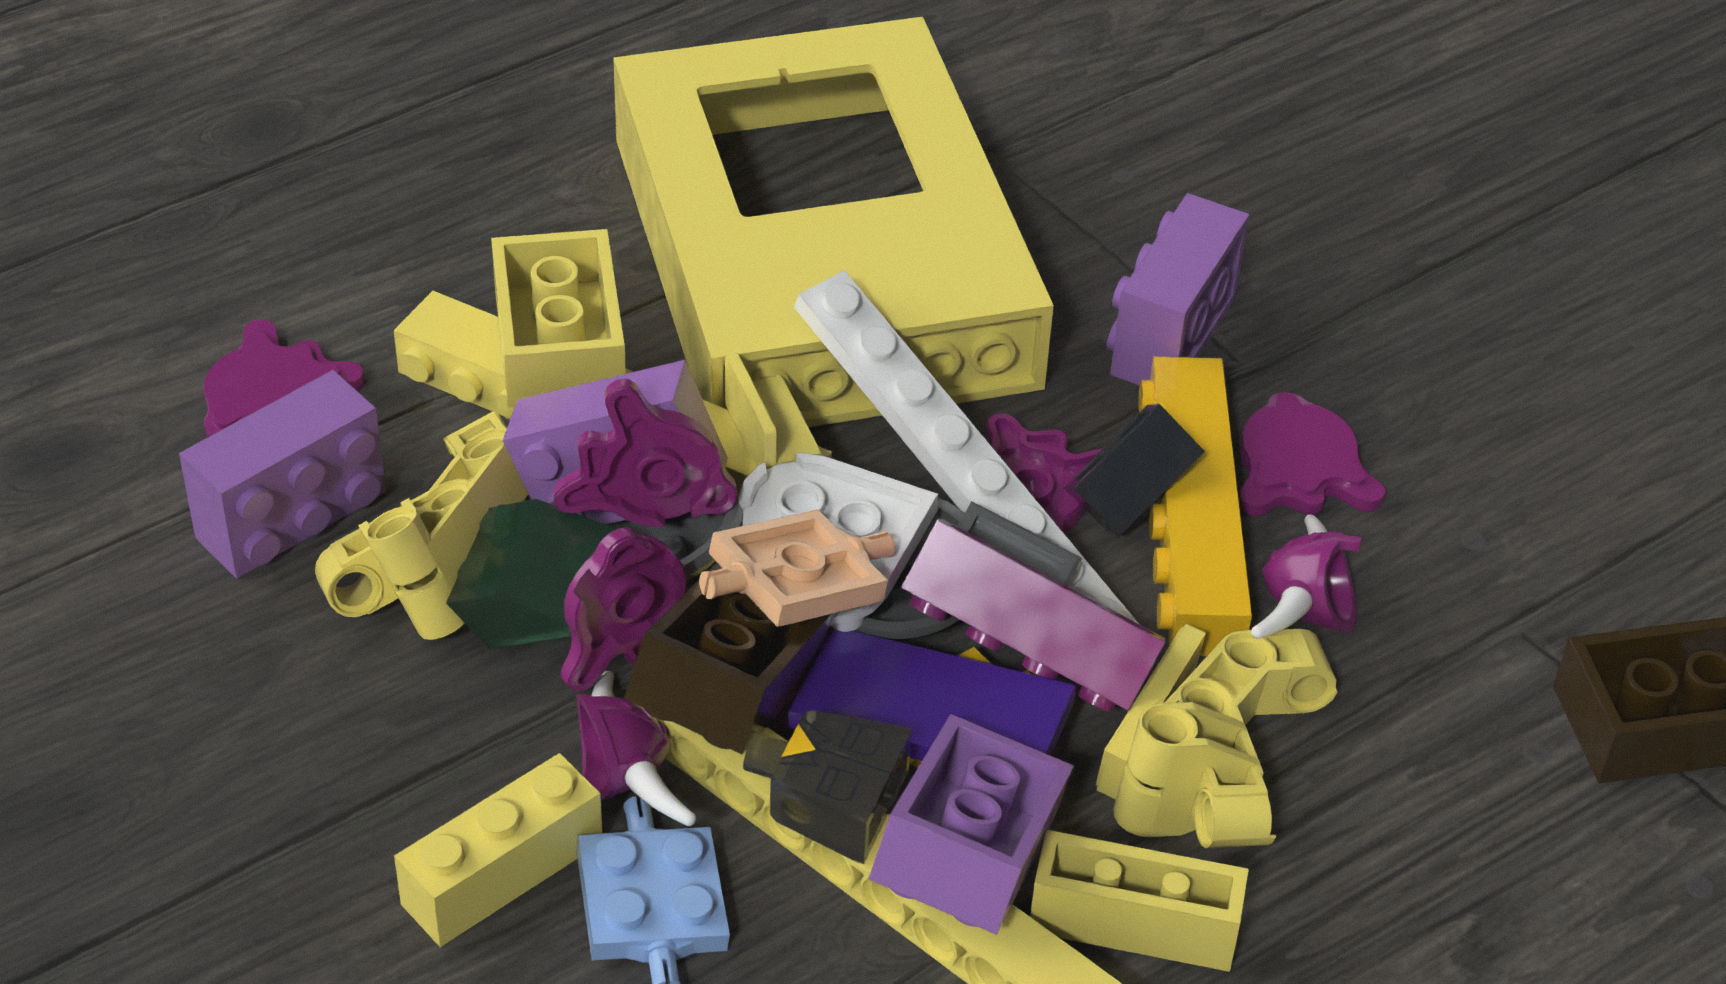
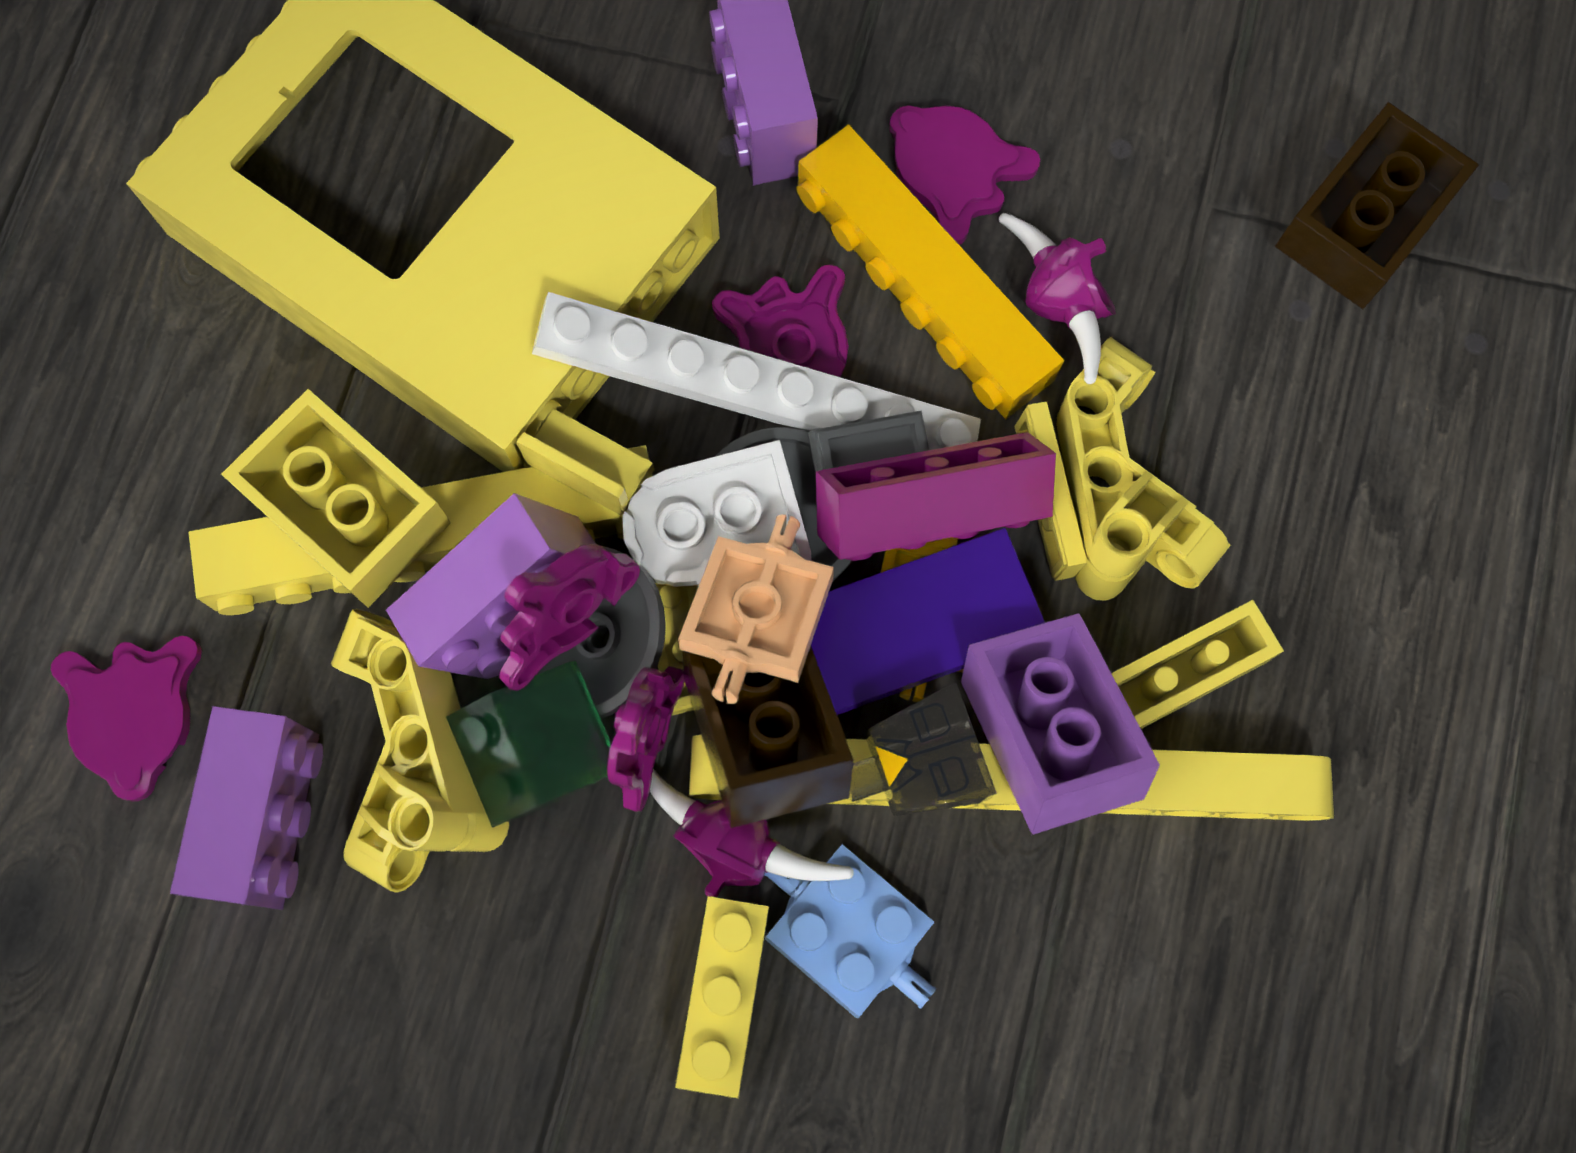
camera: 40 degrees left, 30 degrees up
(1134, 469) = (877, 288): black hinge -> none

